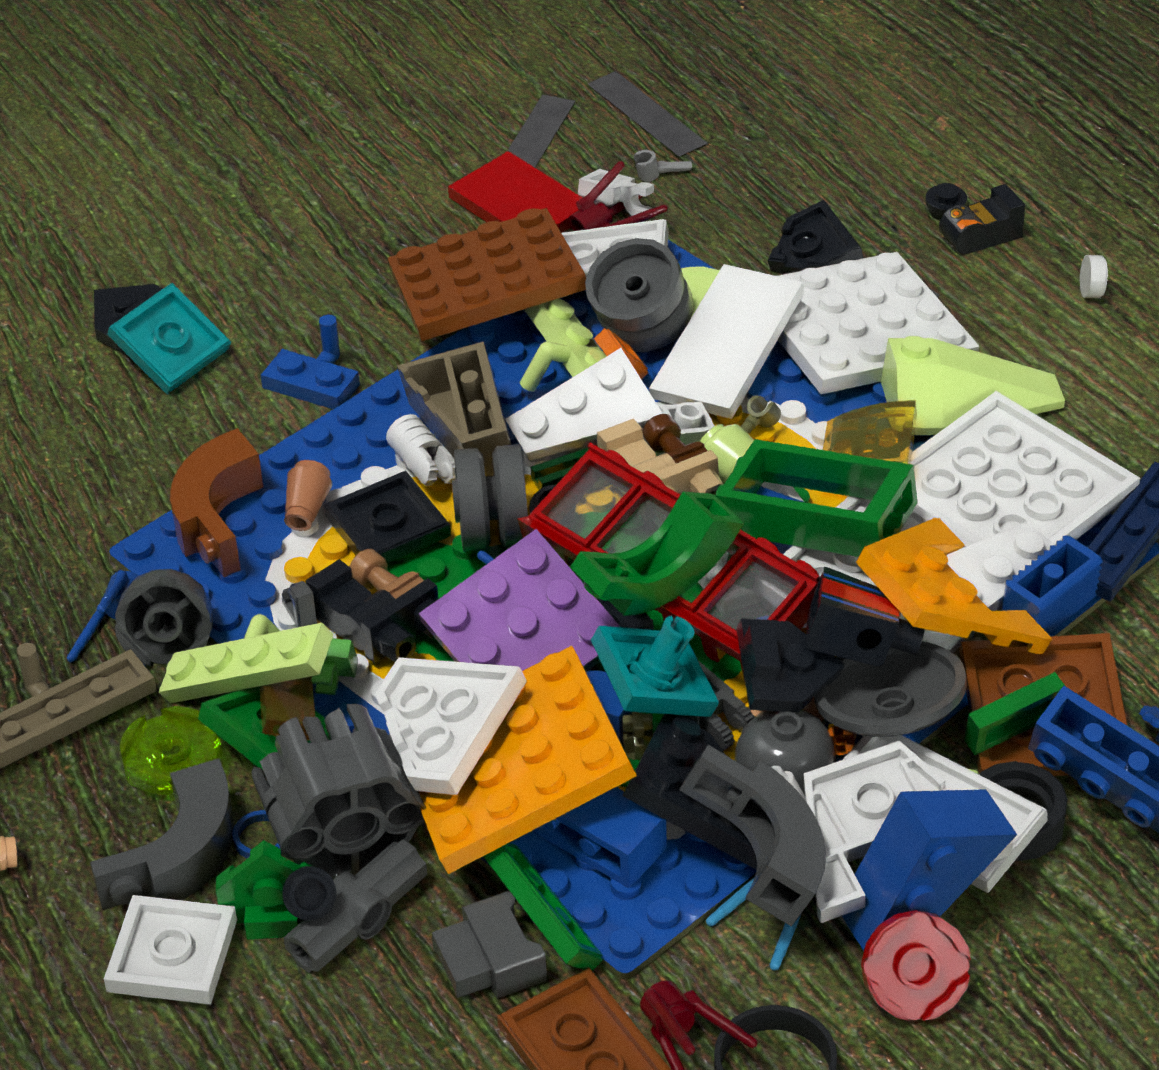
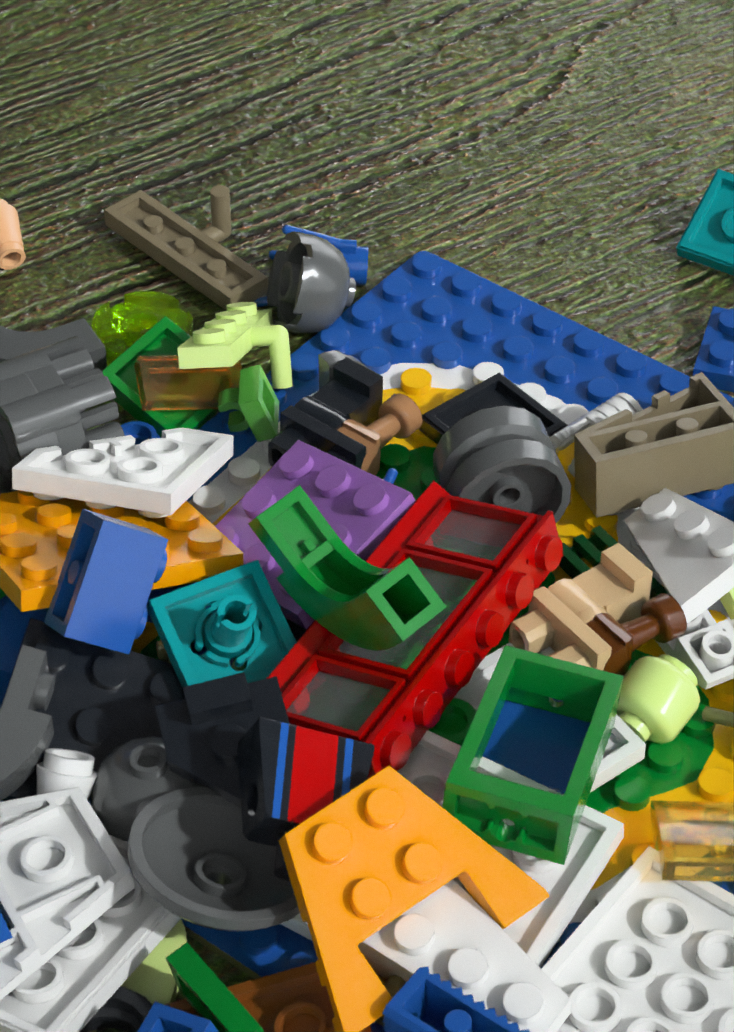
camera: 80 degrees right, 0 degrees up
(206, 484) = (482, 277): dark orange arch -> none
(305, 493) = (511, 354): nougat cone -> none
(627, 707) = (107, 582): none -> brick

